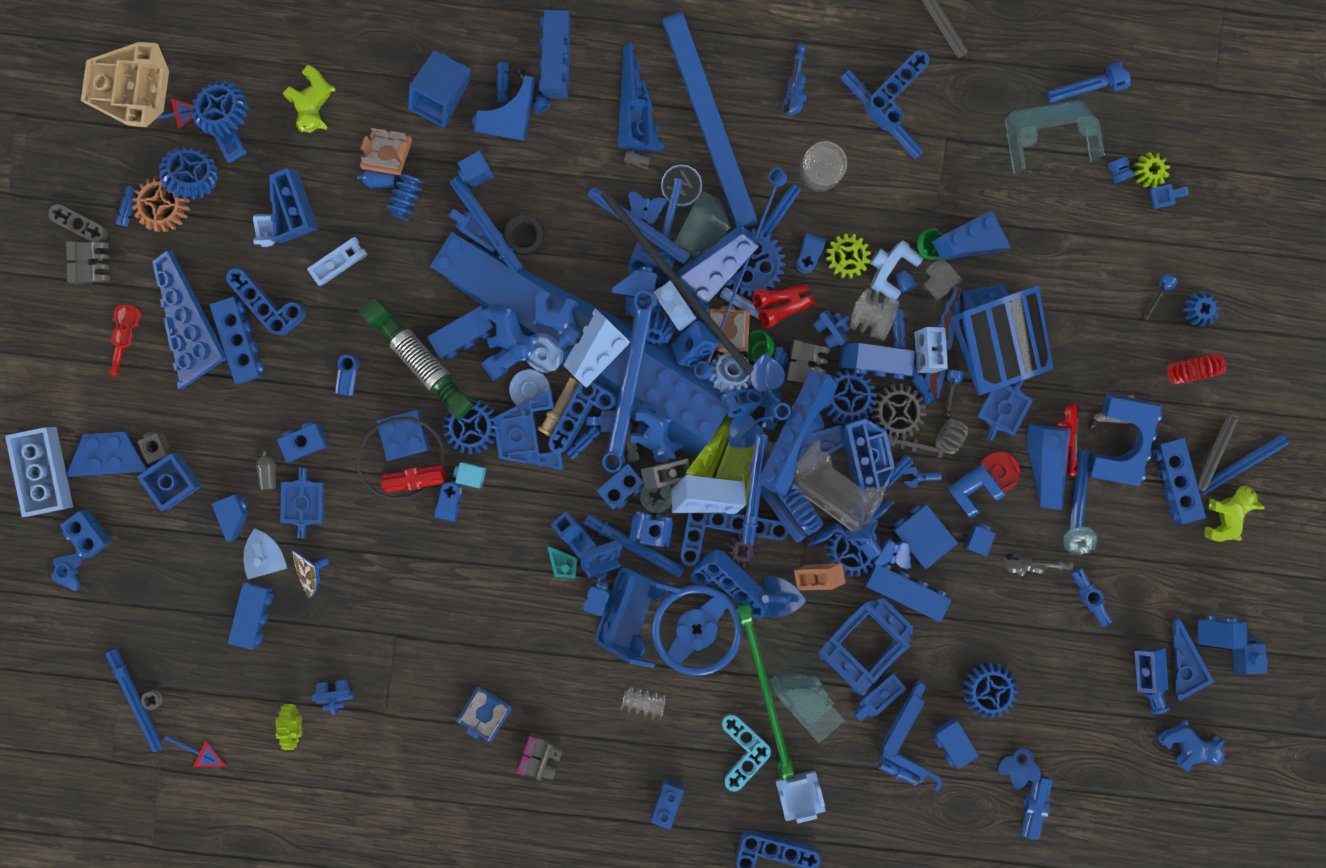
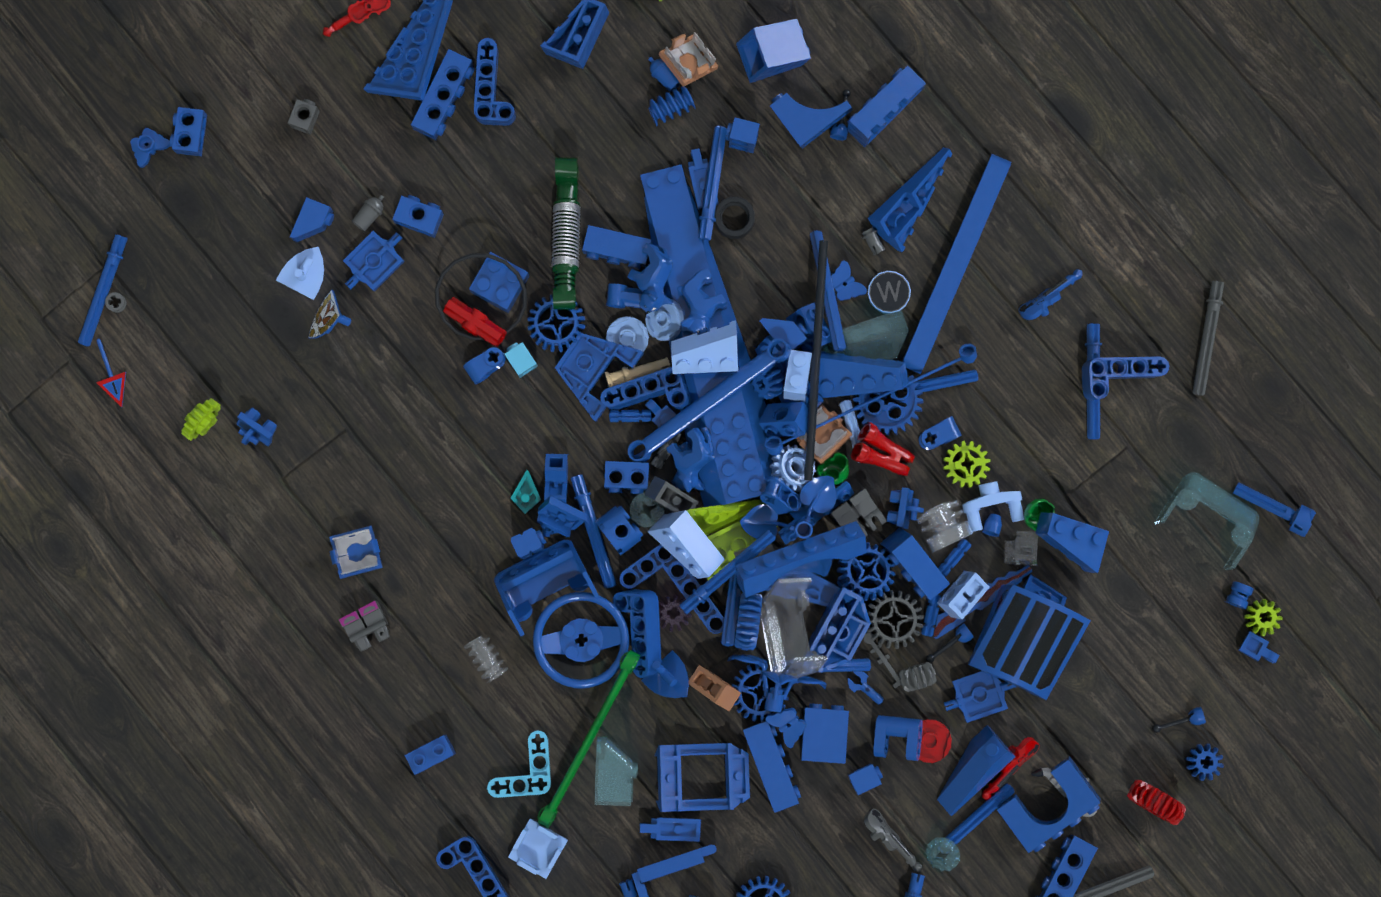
camera: 45 degrees right, 5 degrees down
(39, 471) = (201, 53): light blue brick -> none
(106, 455) = (261, 87): blue wing -> none
(169, 481) = (291, 151): blue brick -> none
(250, 615) = (253, 309): blue brick -> none
(263, 229) = (542, 31): light blue bracket -> none
(336, 262) = (573, 106): light blue plate -> none
(347, 377) = (498, 199): blue piece -> none
(502, 82) = (825, 90): blue axle -> none
(671, 208) = (865, 302): blue bar -> none
(823, 166) = (1010, 377): clear wheel -> none

